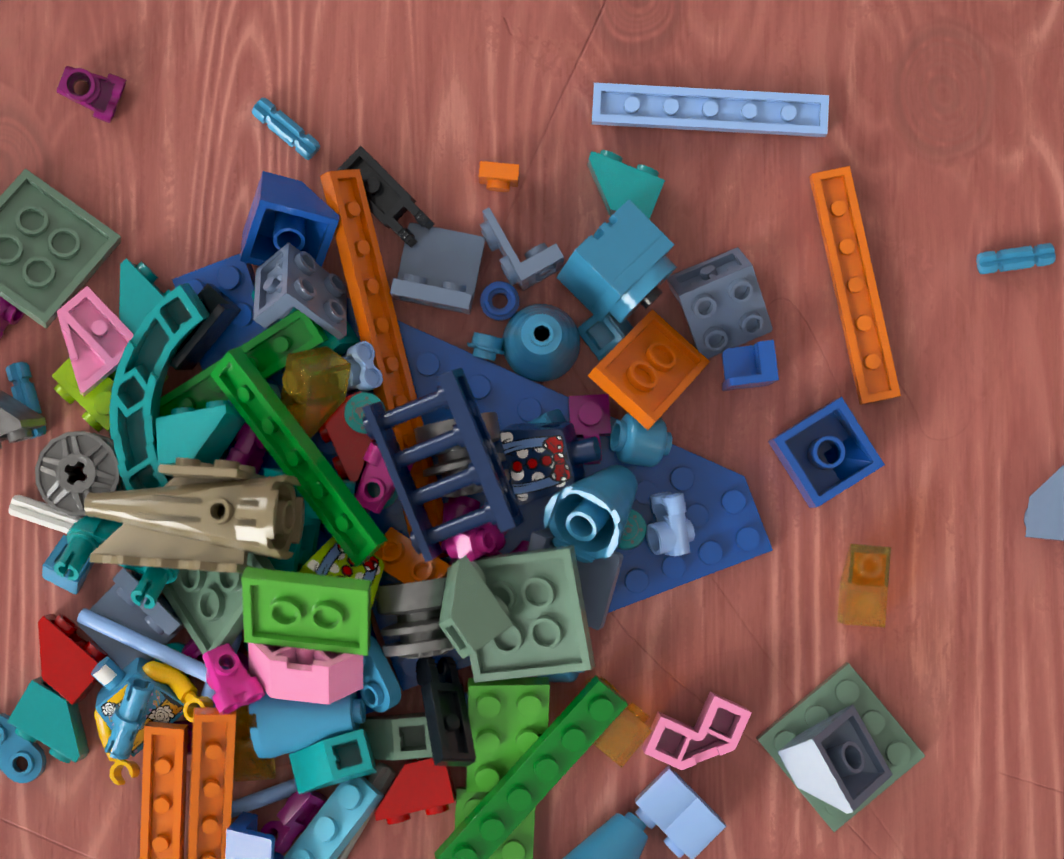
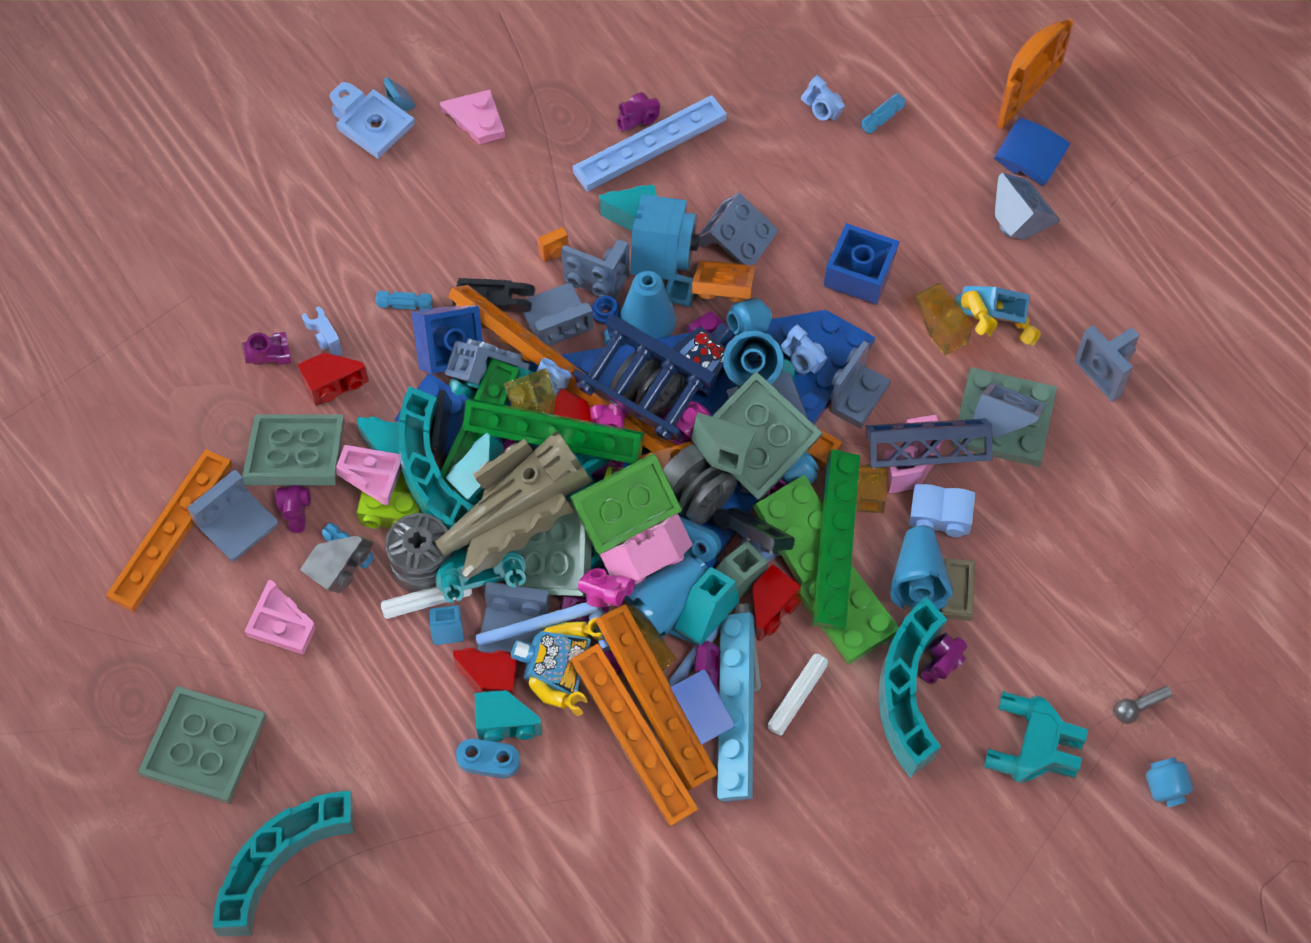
camera: 35 degrees left, 25 degrees down
(129, 718) = (557, 660): dark azure pin -> none
(131, 174) = (331, 376): none -> red slope
(167, 119) = (326, 335): none -> light blue plate
(354, 412) = (572, 398): teal tile -> none
(610, 645) = (821, 448): none -> orange plate
(703, 607) = (857, 388): none -> sand blue bracket
(718, 742) = (929, 431): none -> dark blue fence
(730, 56) = (637, 111): none -> magenta plate
(750, 366) = (783, 245): blue panel -> none
(854, 285) = (805, 177): orange plate -> none
(927, 621) = (995, 305): none -> torso
(957, 200) = (823, 101): none -> light blue plate
(999, 777) = (1107, 361): none -> sand blue bracket

